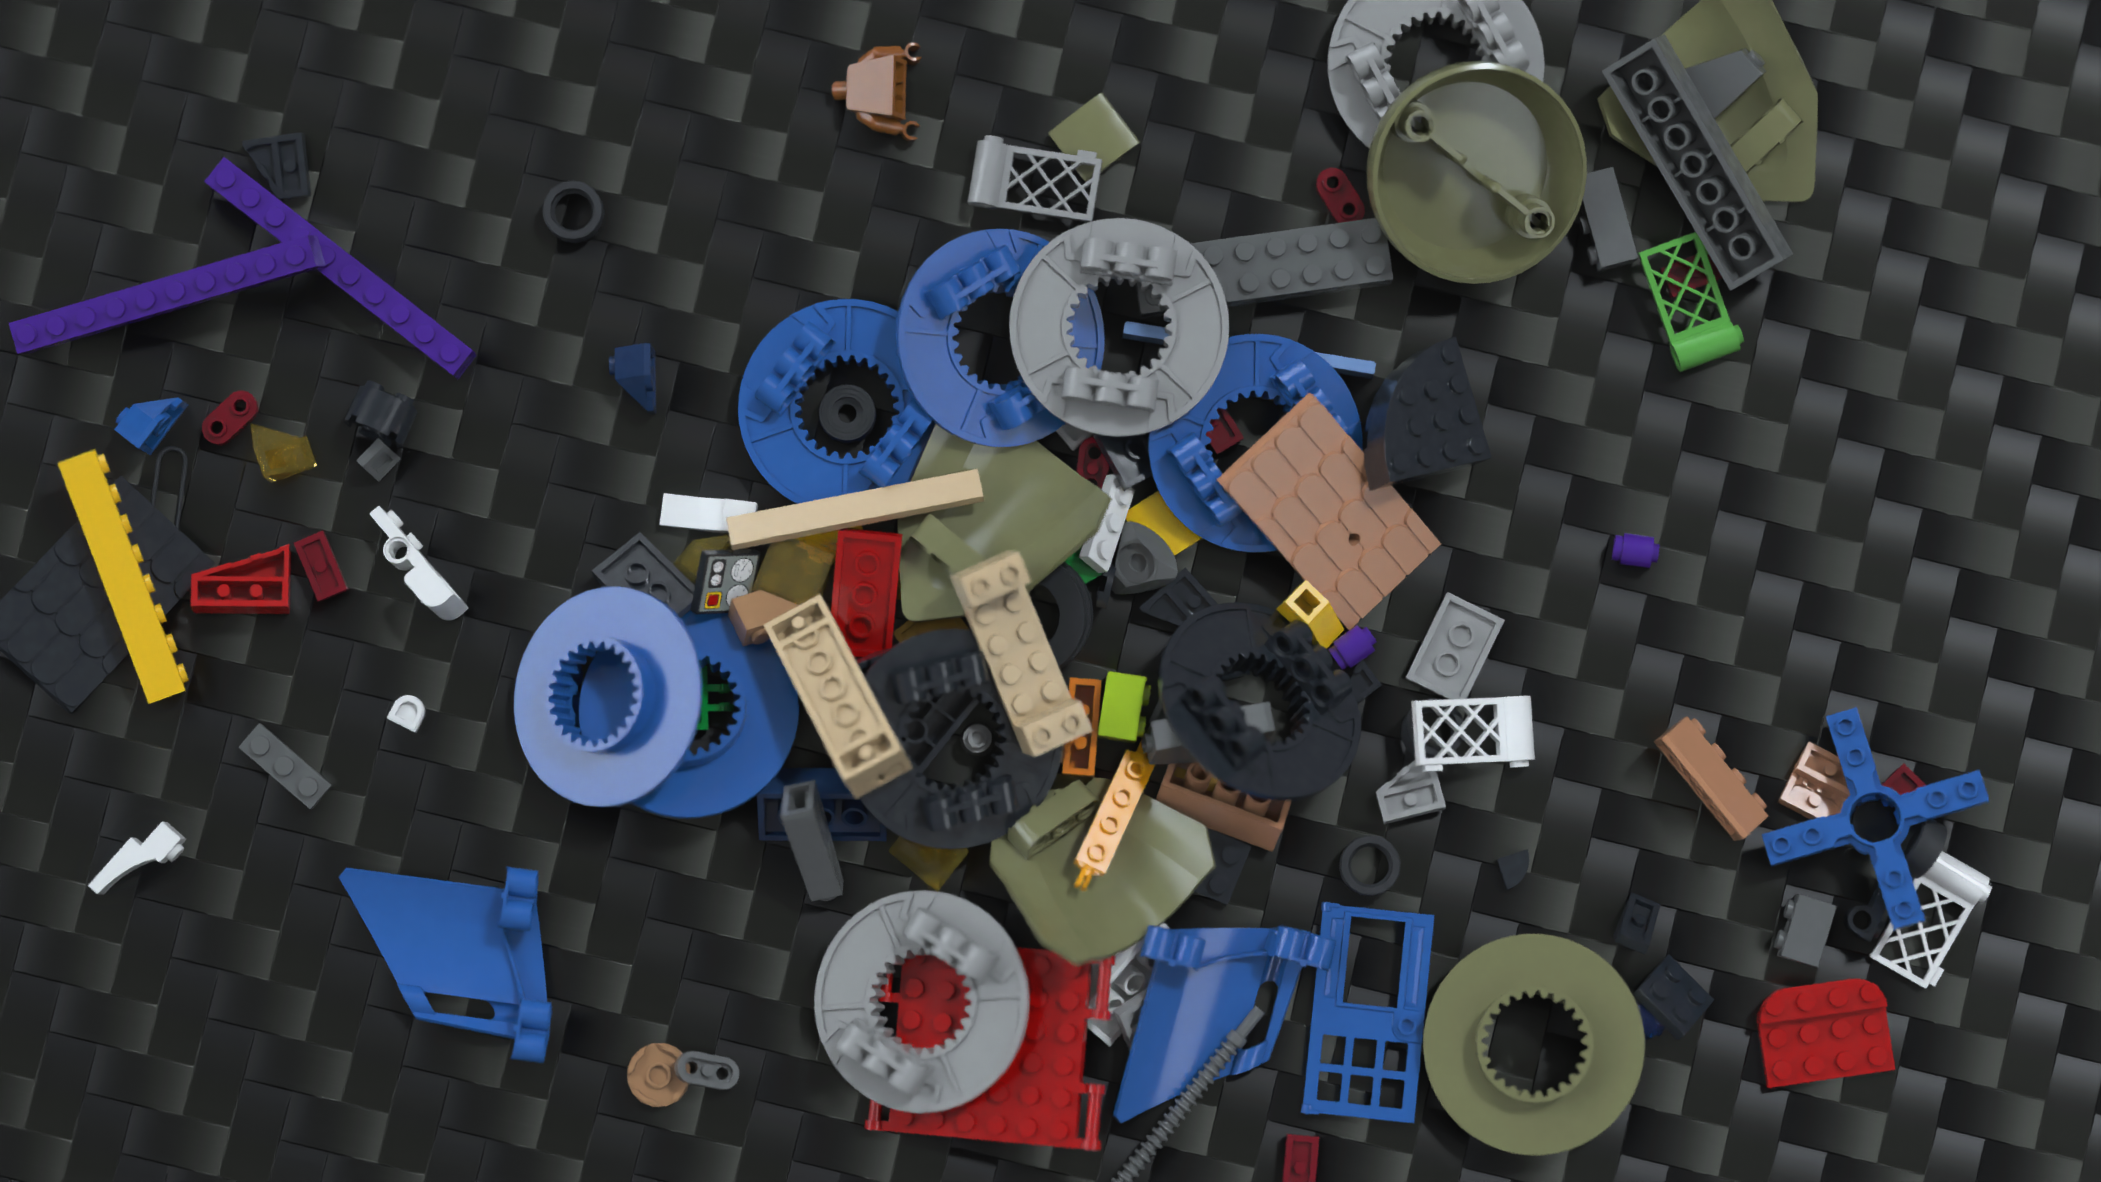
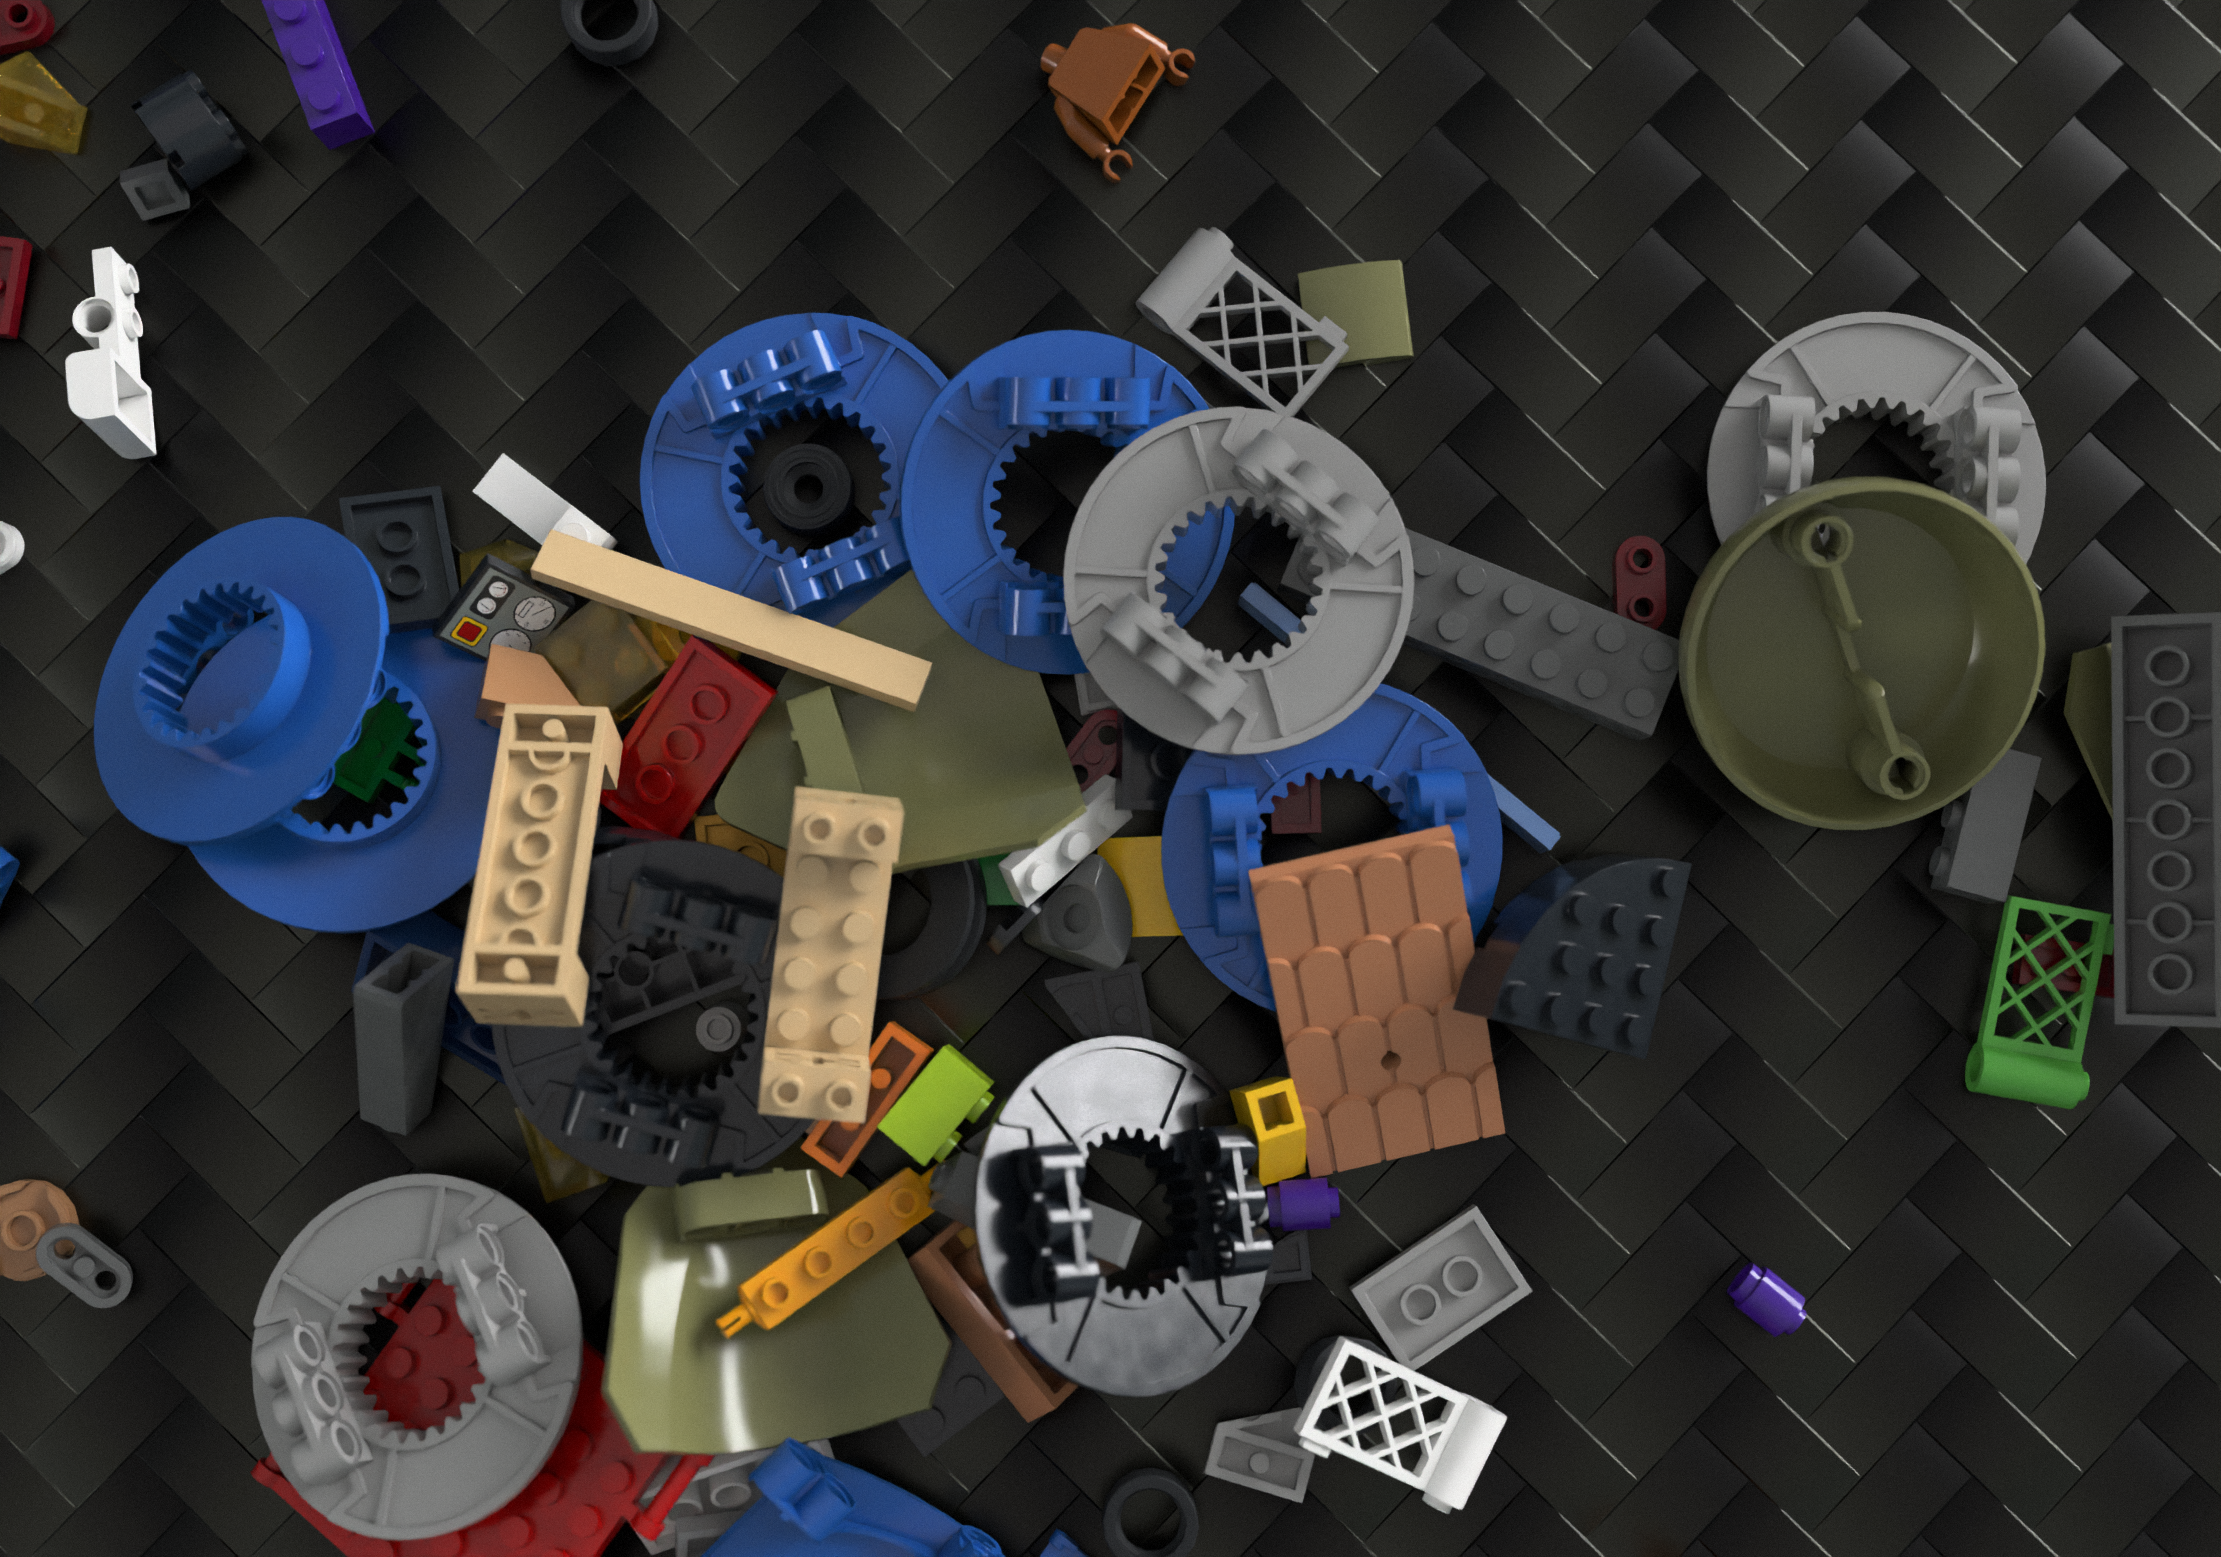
camera: 30 degrees right, 0 degrees up
(636, 373) = (562, 272): dark blue slope -> none

